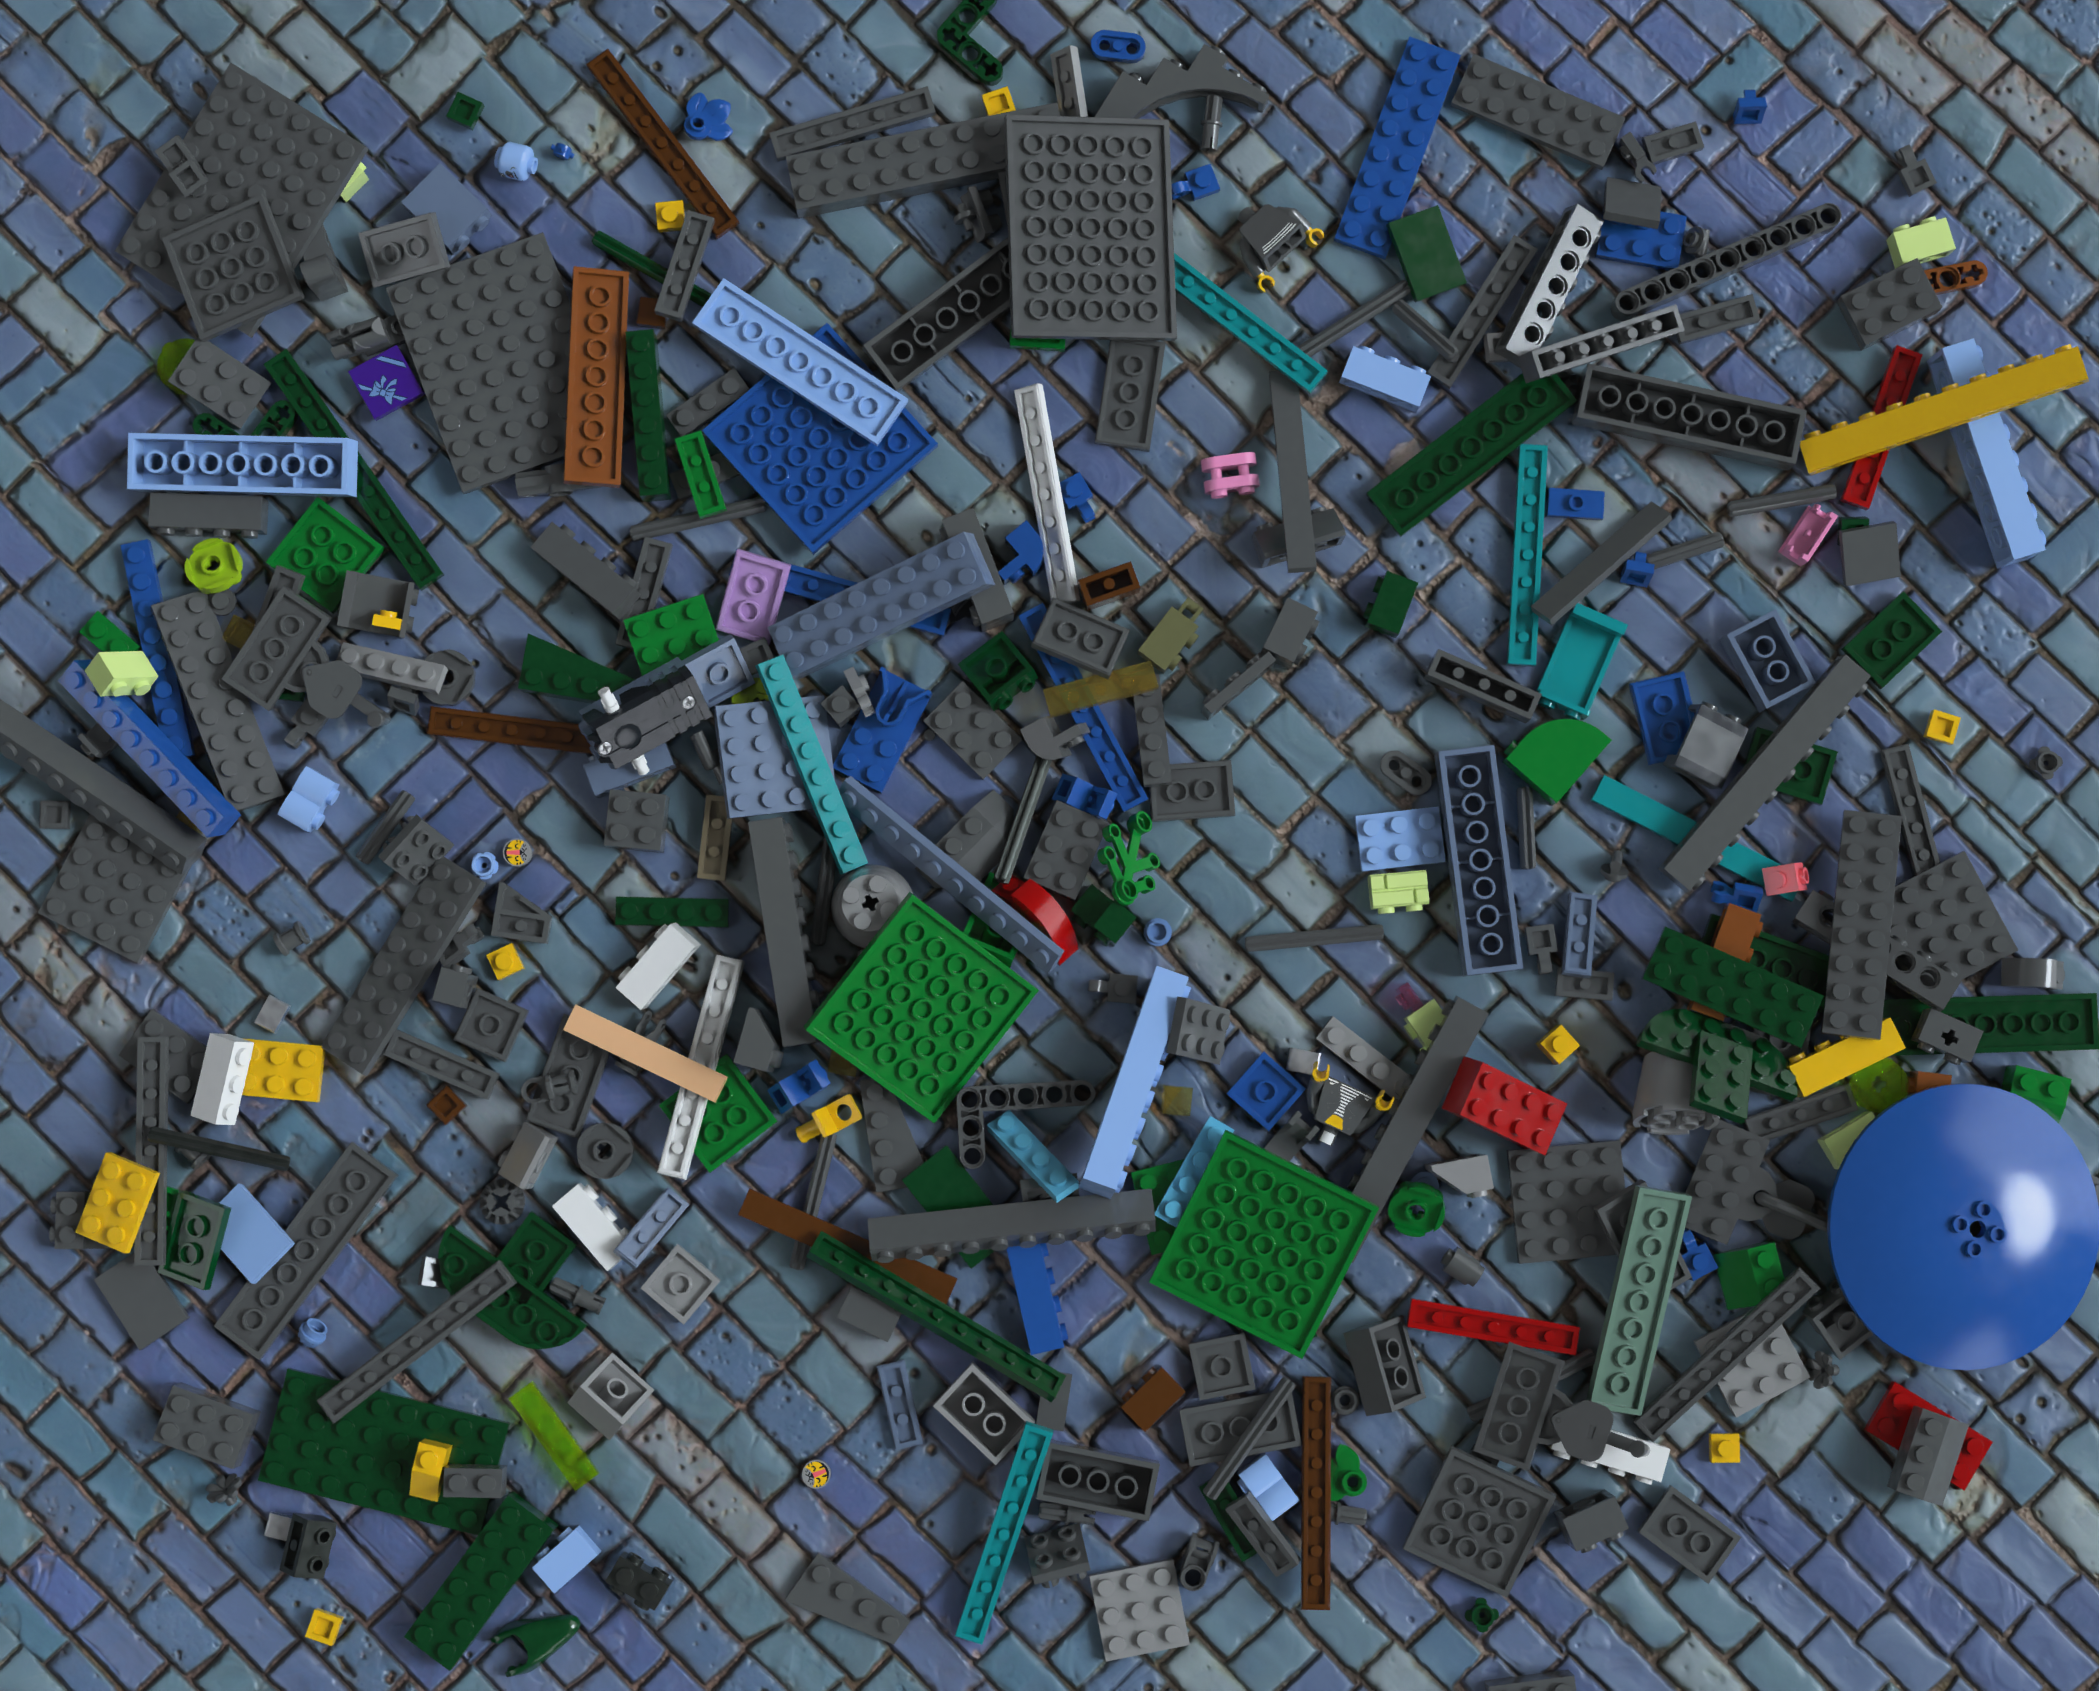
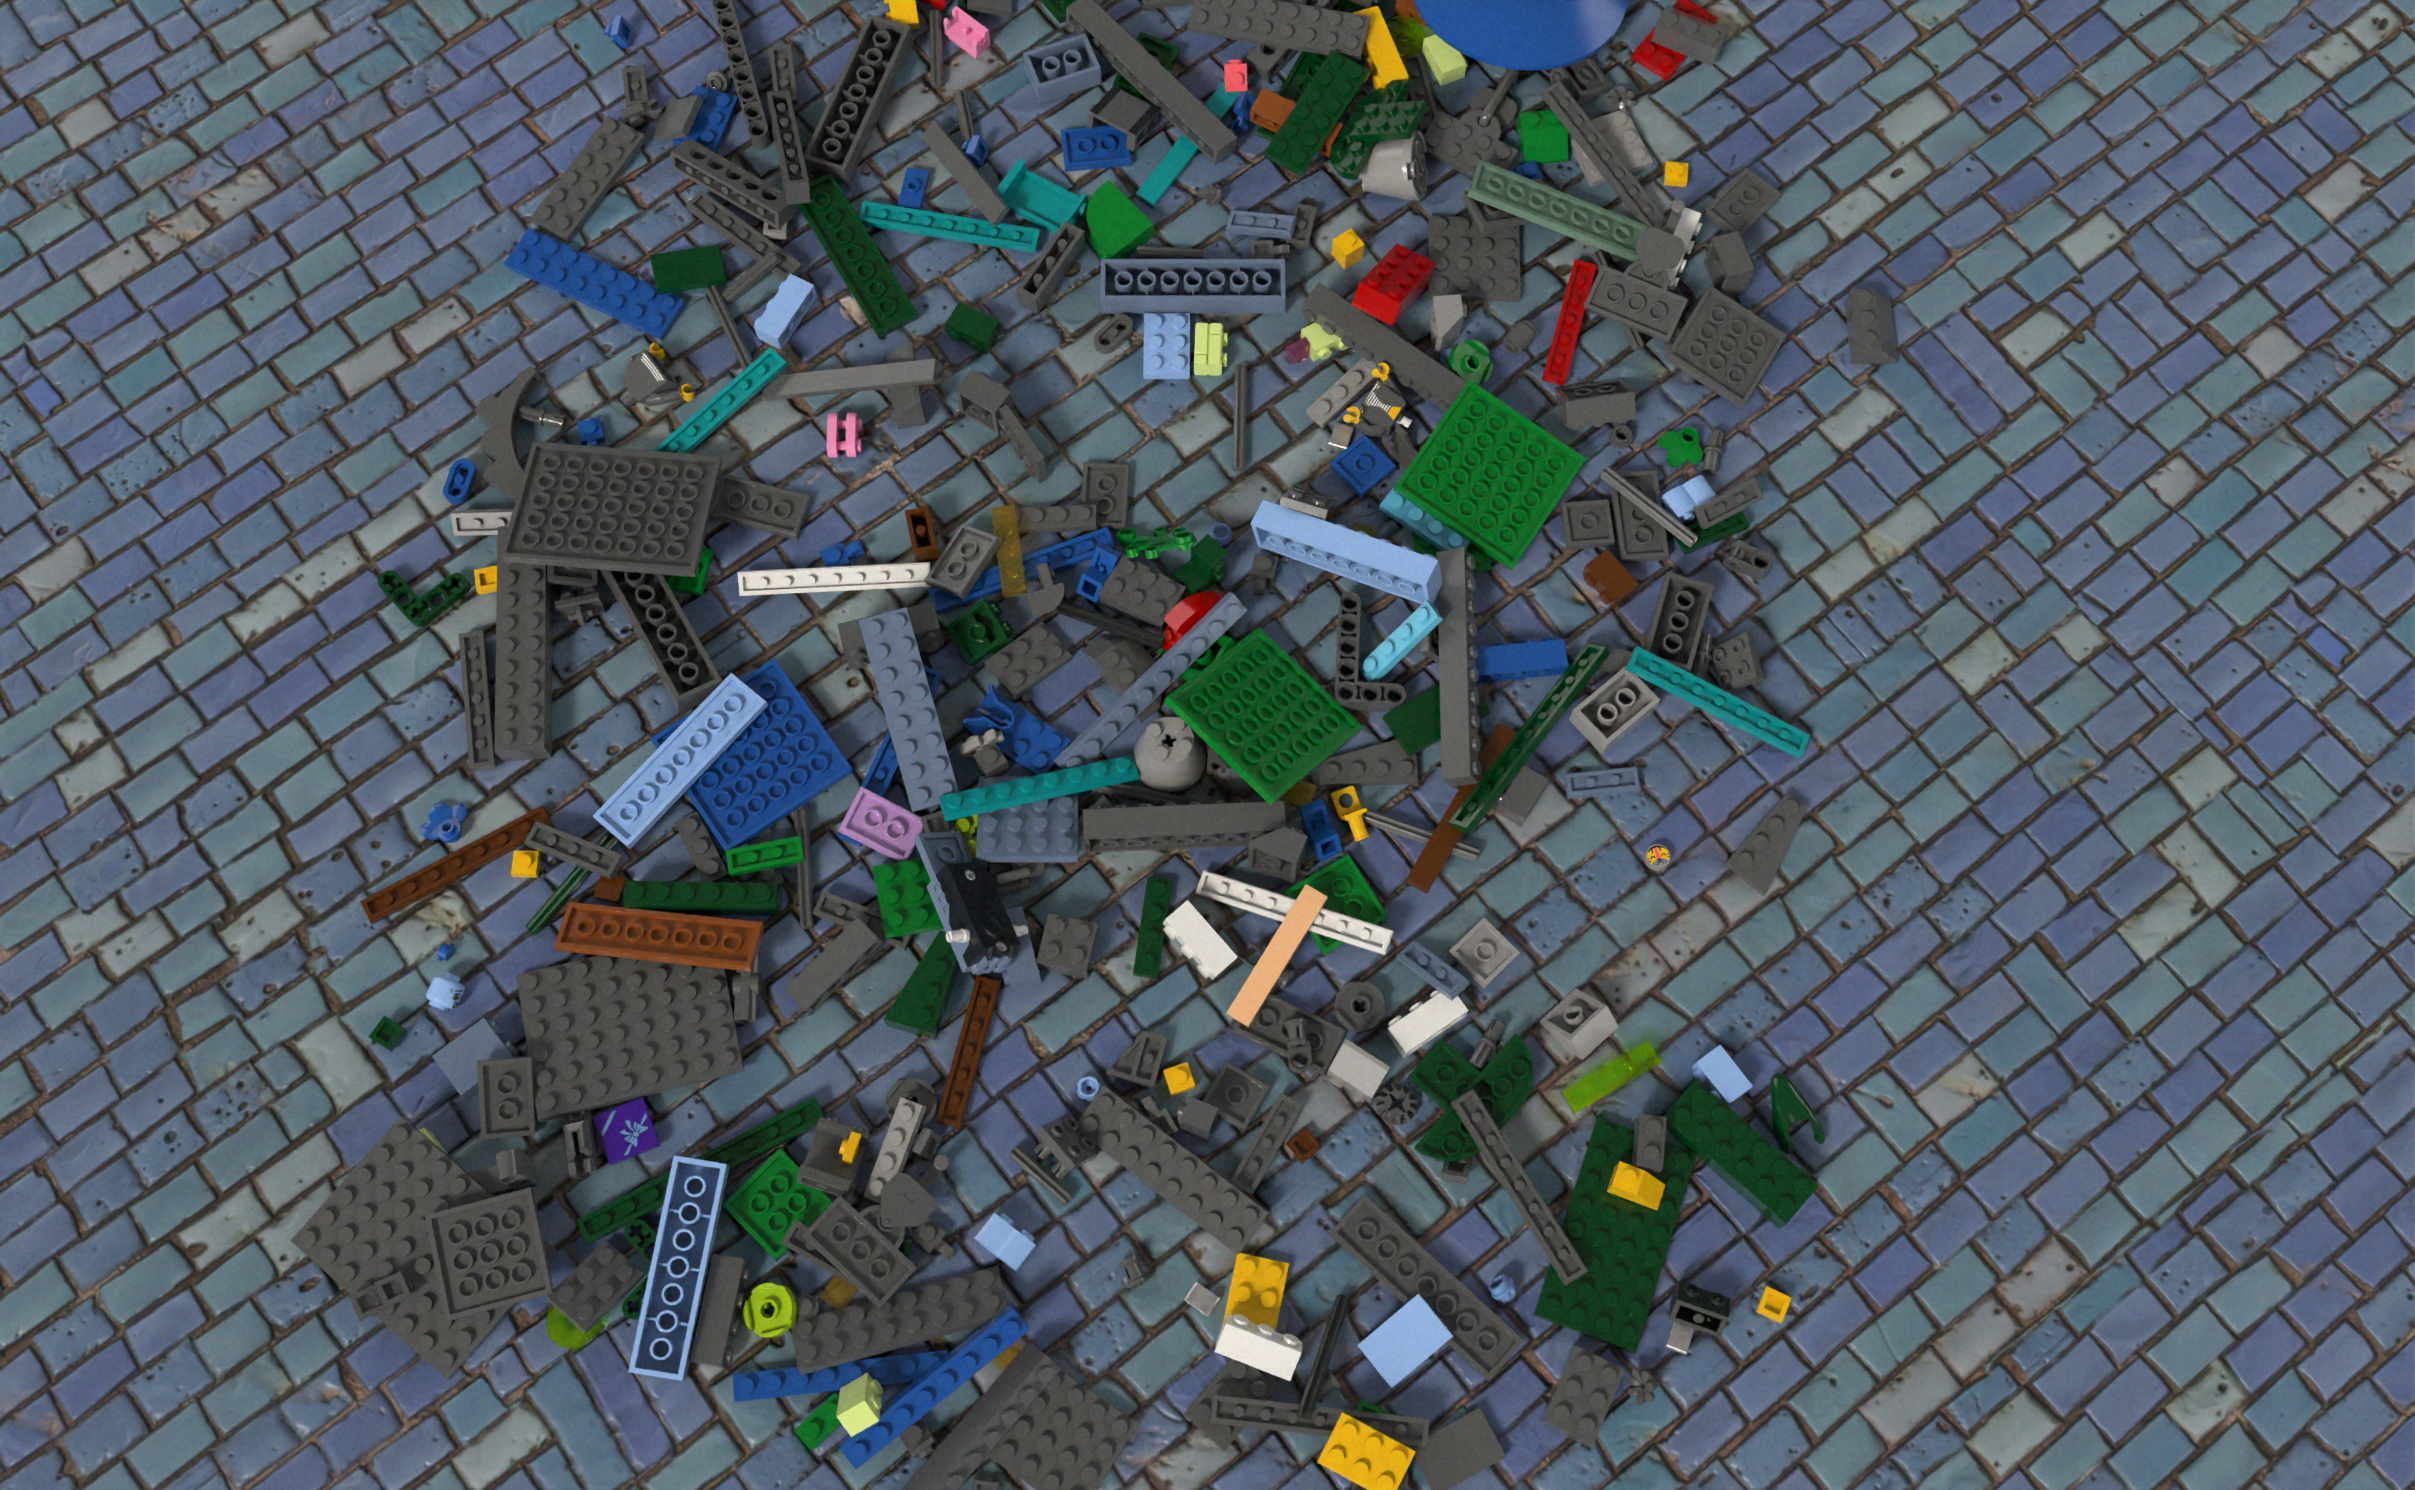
camera: 80 degrees left, 15 degrees down
(195, 1240) = (1407, 1388): dark green plate -> none
(517, 852) = (1081, 1057): tile -> none
(639, 1581) = (1739, 1020): pearl dark grey brick -> none
(714, 840) = (1092, 881): dark tan plate -> none
(1029, 551) = (878, 597): blue brick -> none
(1139, 1609) = (1785, 611): light grey plate -> none
(1171, 636) = (972, 494): olive brick -> none
(1316, 1493) = (1697, 462): reddish brown tile -> none
(1490, 1615) = (1801, 351): dark green plate -> none

